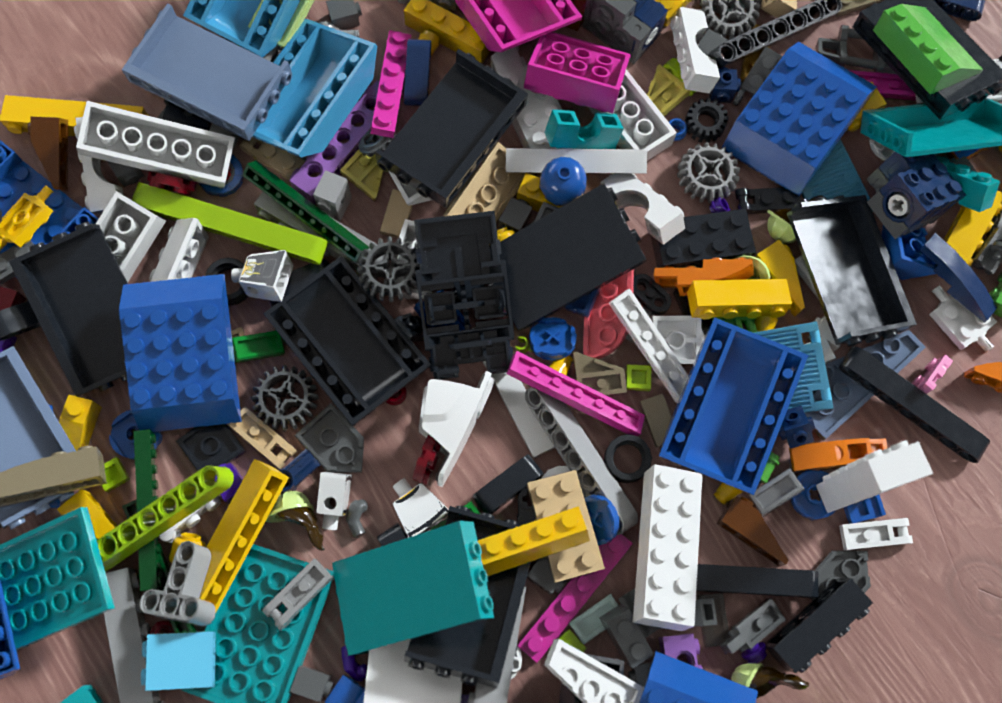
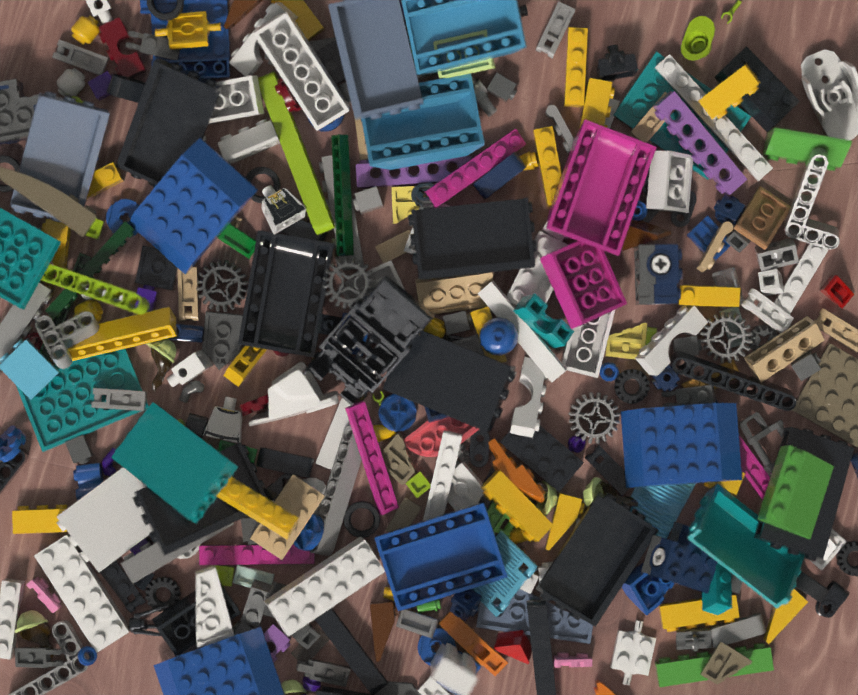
camera: 55 degrees right, 15 degrees up
(377, 440) = (243, 364): none -> yellow slope
(872, 417) = (514, 645): none -> red slope
(964, 282) = (651, 630): dark blue slope -> none

